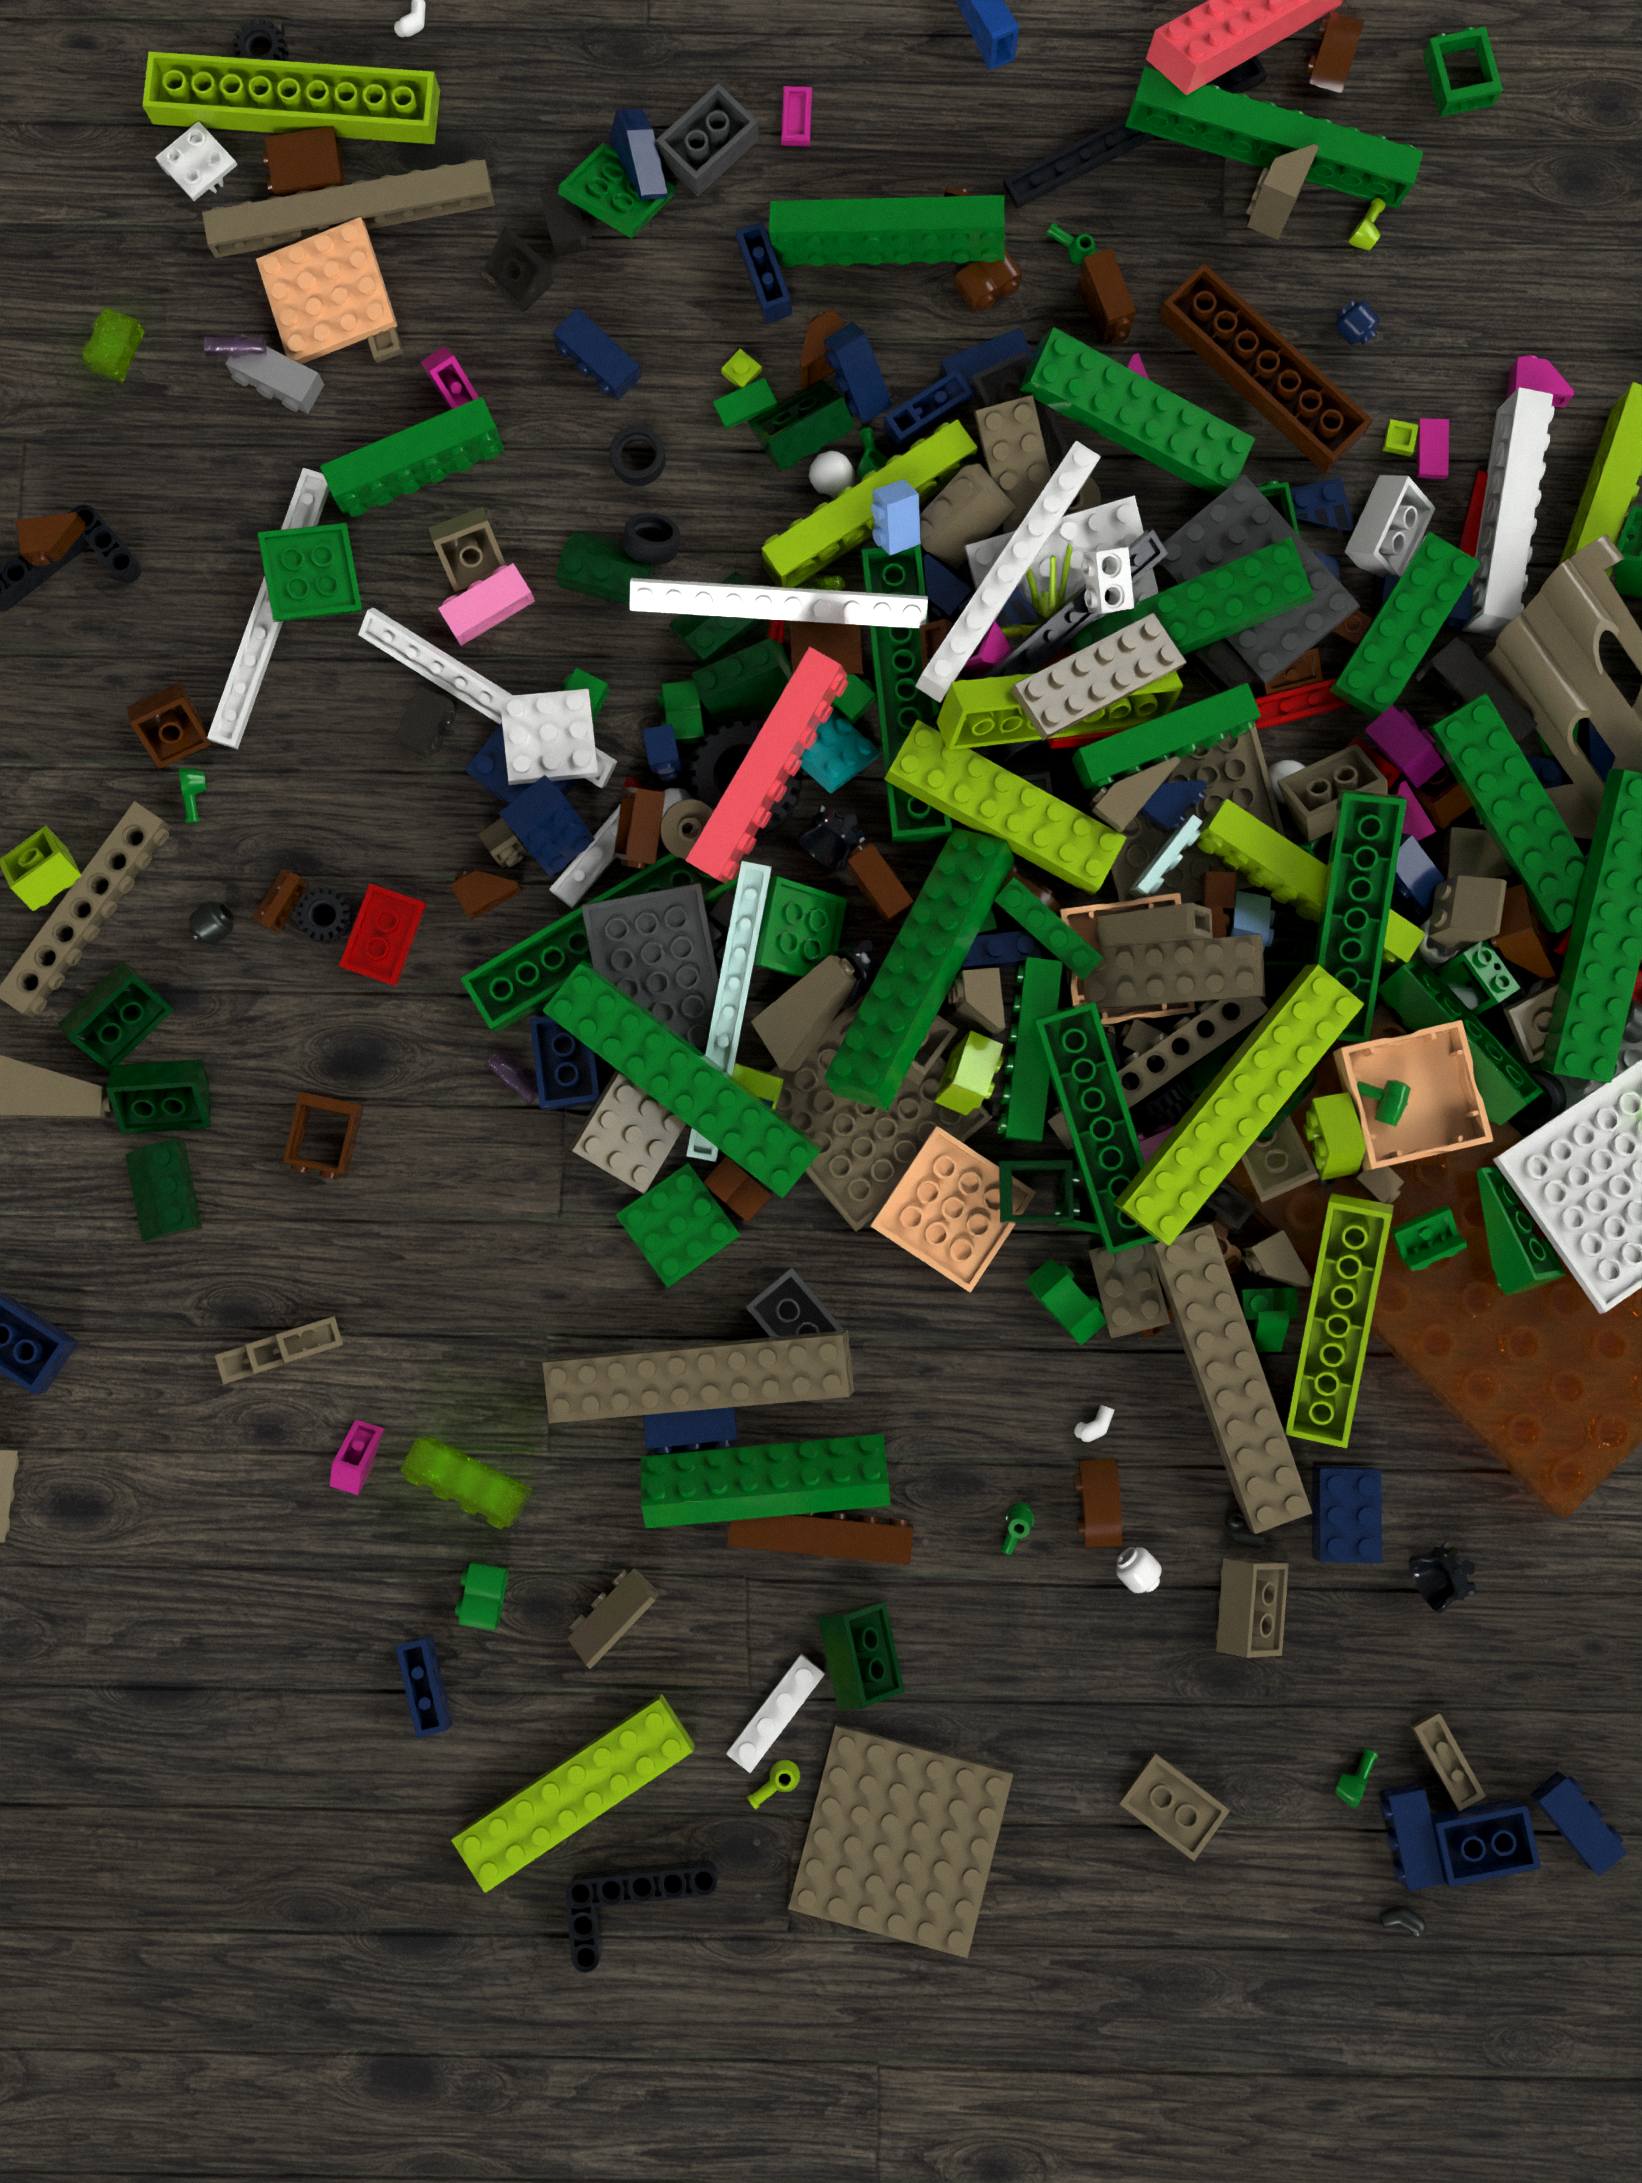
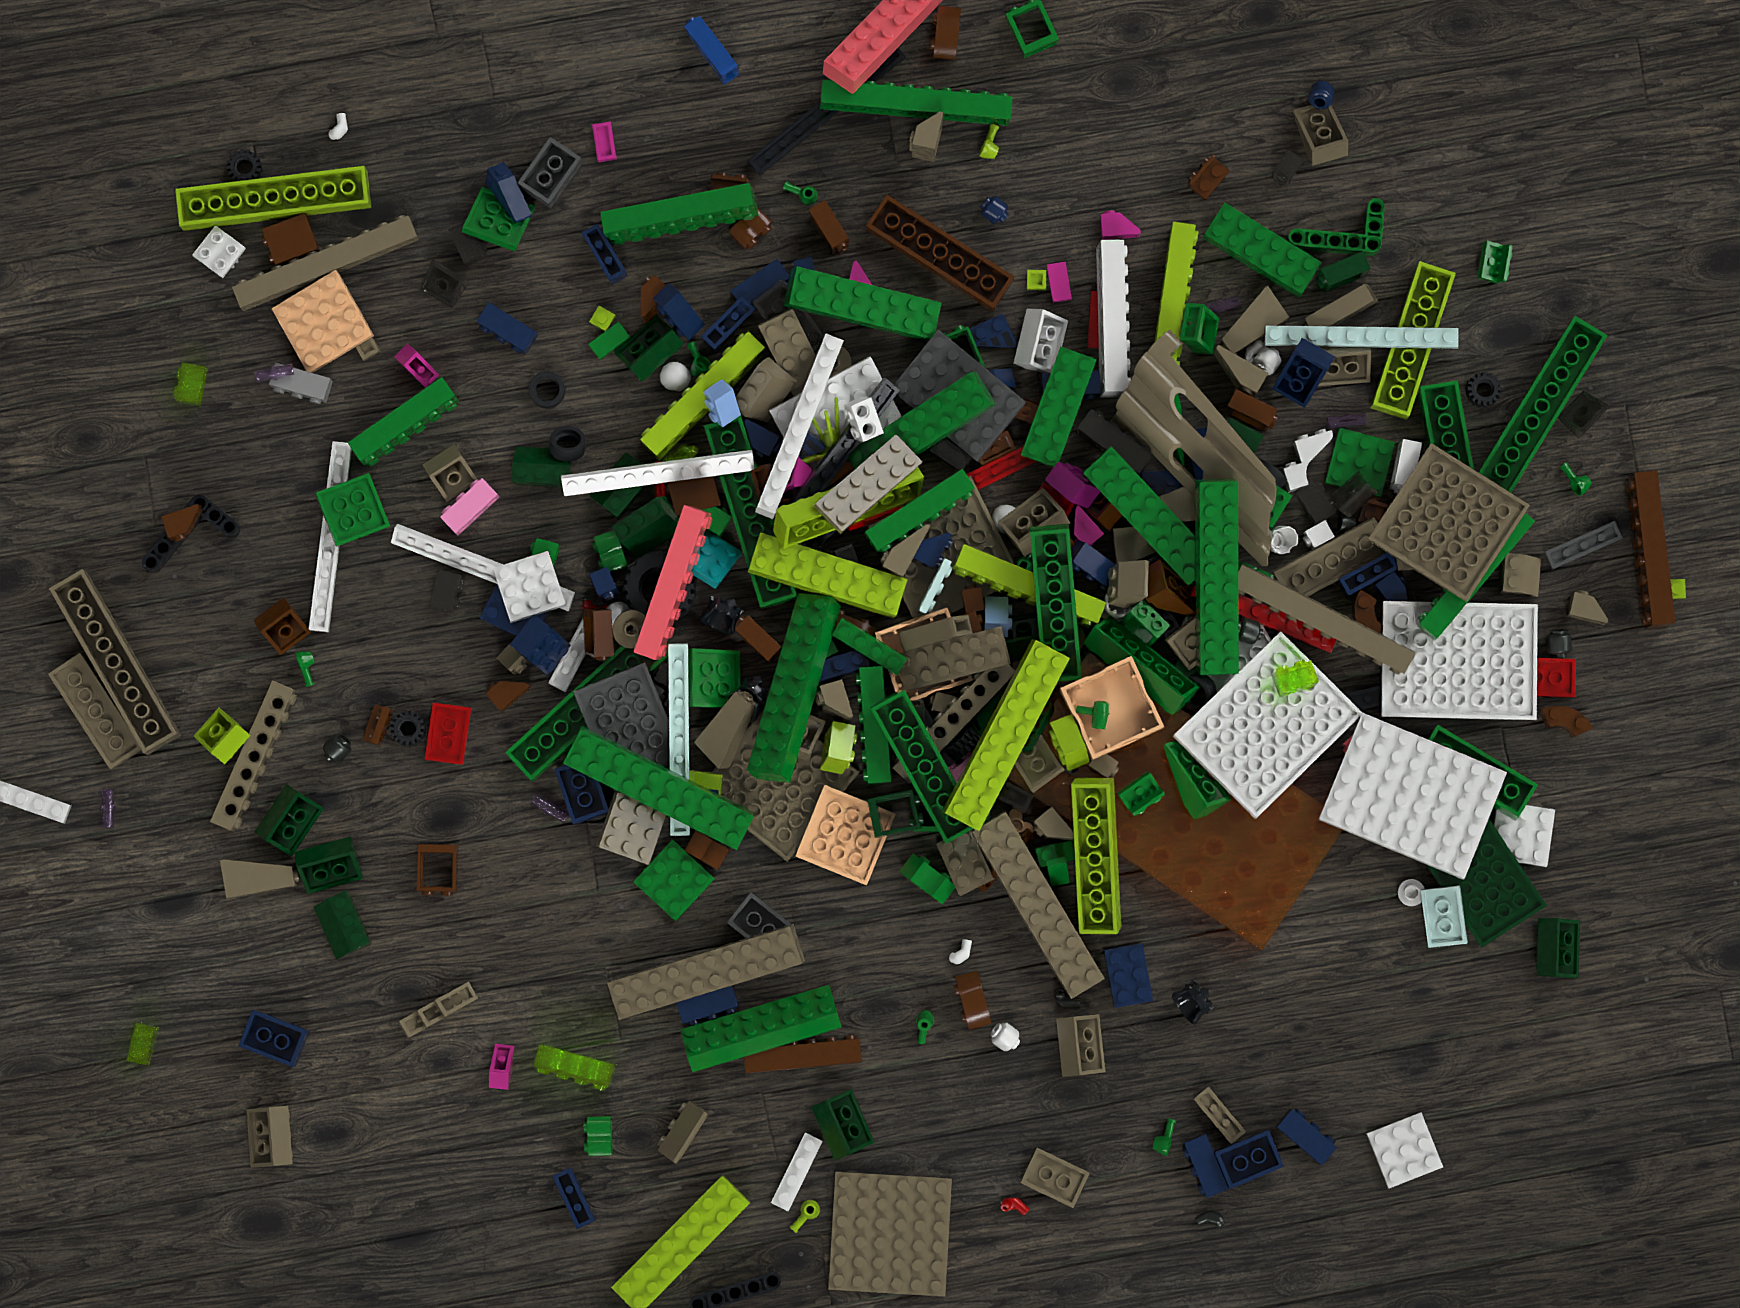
camera: 10 degrees left, 0 degrees up
(1101, 1833) = (1012, 1204): none -> red arm

